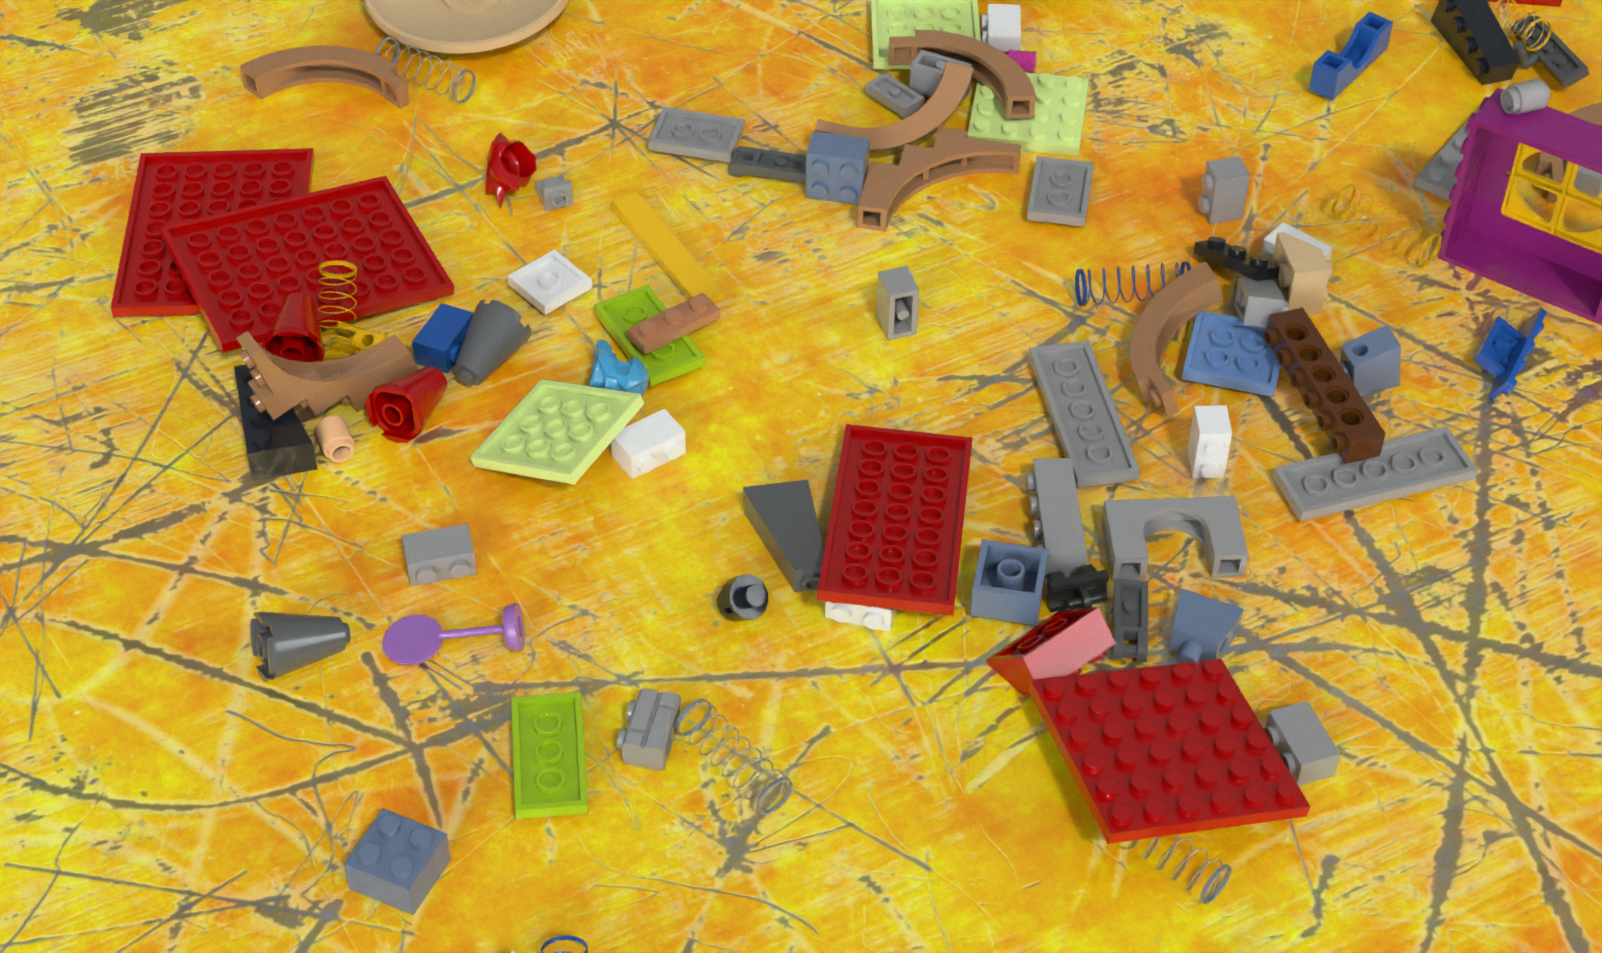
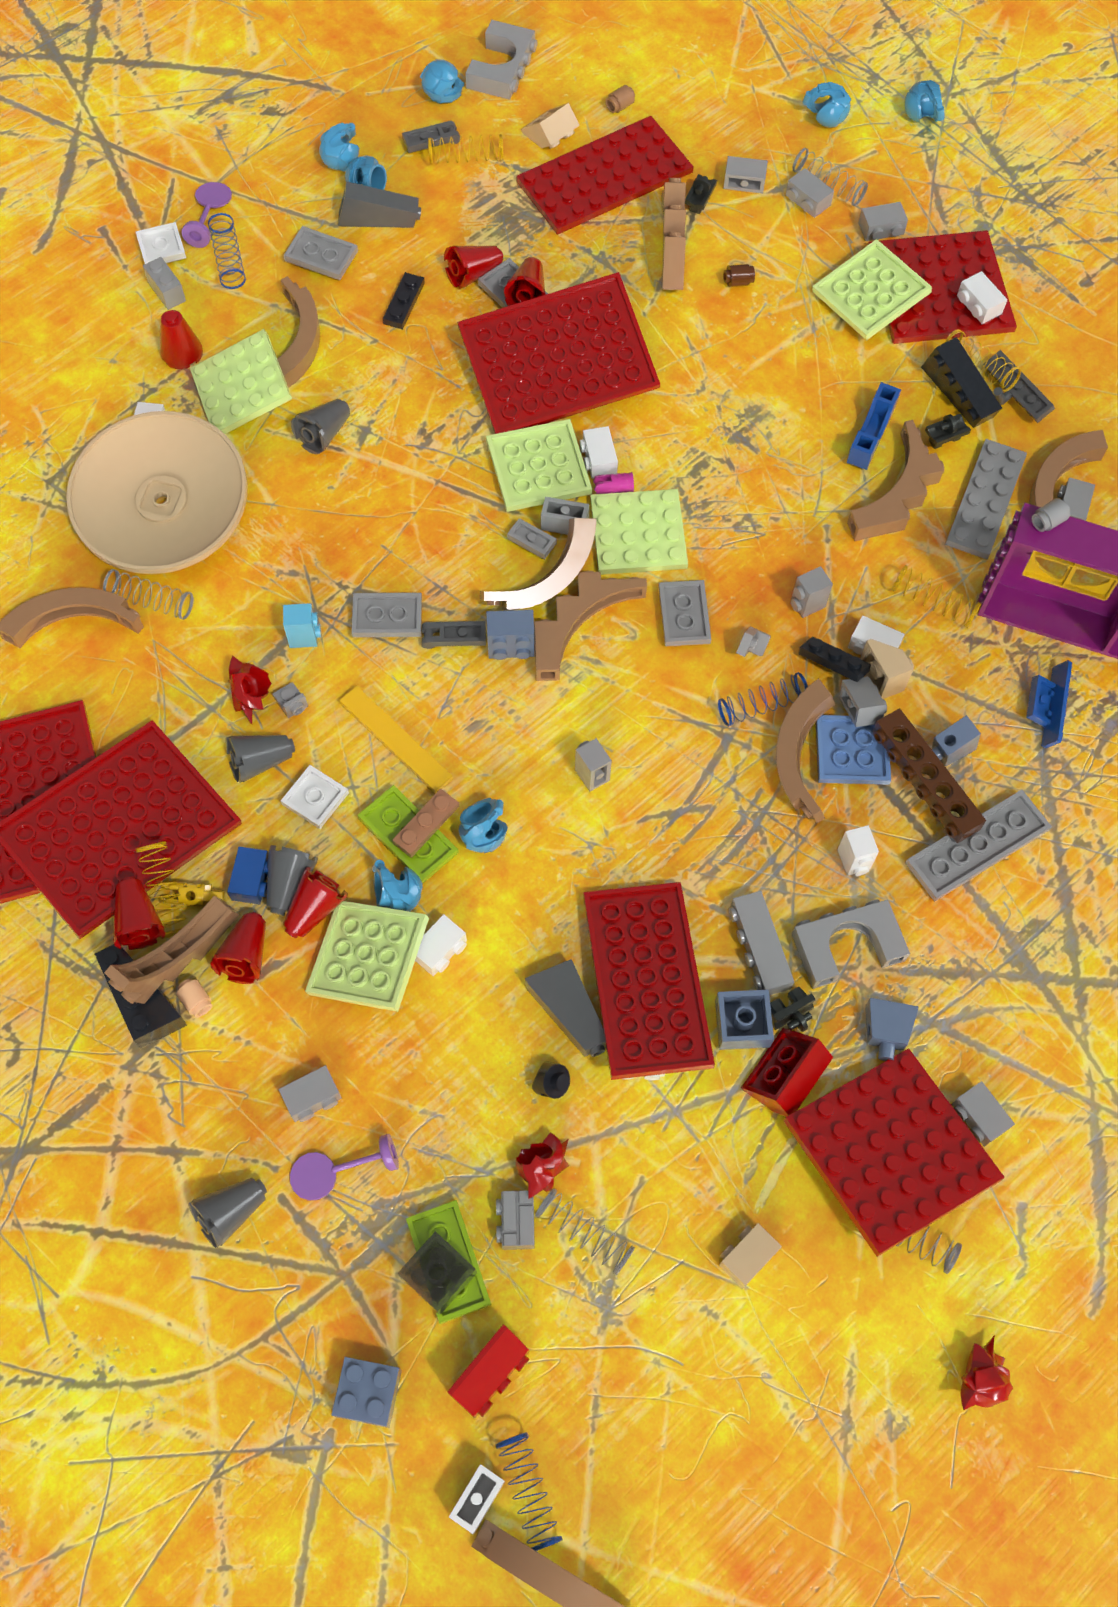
camera: 15 degrees left, 20 degrees up
(496, 227) = (257, 753): none -> dark grey cone
(508, 370) = (312, 902): none -> red cone
(529, 745) = (437, 1273): none -> clear smoke brick
(558, 866) = (489, 1372): none -> red slope
(590, 120) = (301, 625): none -> medium azure brick
(703, 676) = (542, 1164): none -> red hair
(734, 339) = (483, 831): none -> dark azure helmet
(941, 827) = (749, 1255): none -> tan brick
(990, 66) = (600, 500): medium nougat arch -> none
(1083, 414) = (755, 836): light grey plate -> none
(1130, 619) = (836, 1026): dark grey plate -> none
(1137, 228) = (753, 641): none -> light grey bracket
(1378, 124) = (891, 511): none -> medium nougat arch
(1444, 73) = (947, 430): none -> pearl dark grey hips

